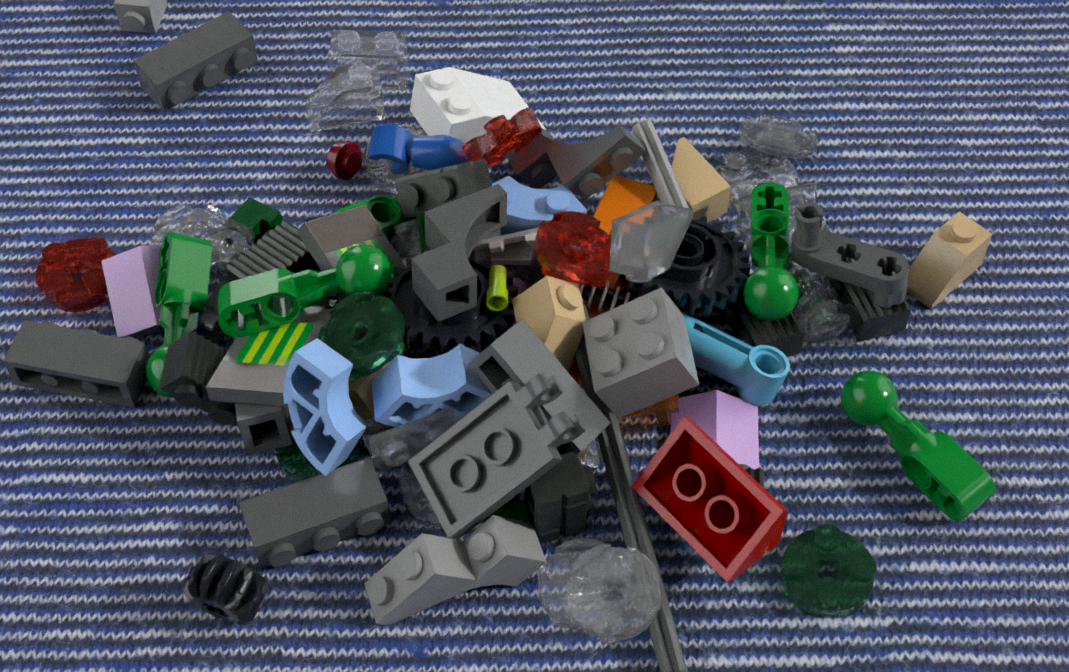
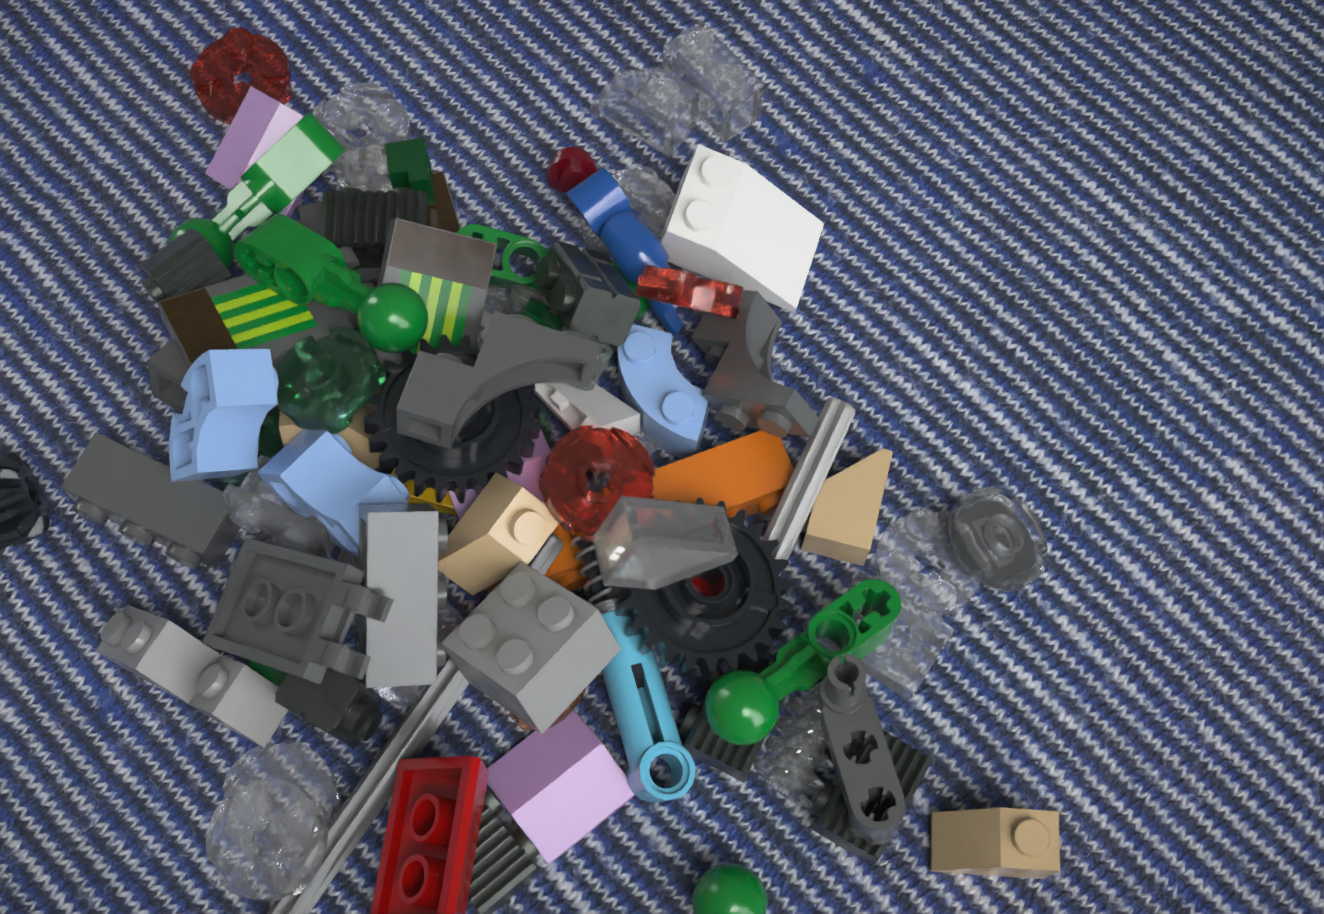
camera: 45 degrees right, 15 degrees up
(78, 363) = (143, 166): dark grey brick -> none
(497, 293) = (484, 455): lime piece -> none

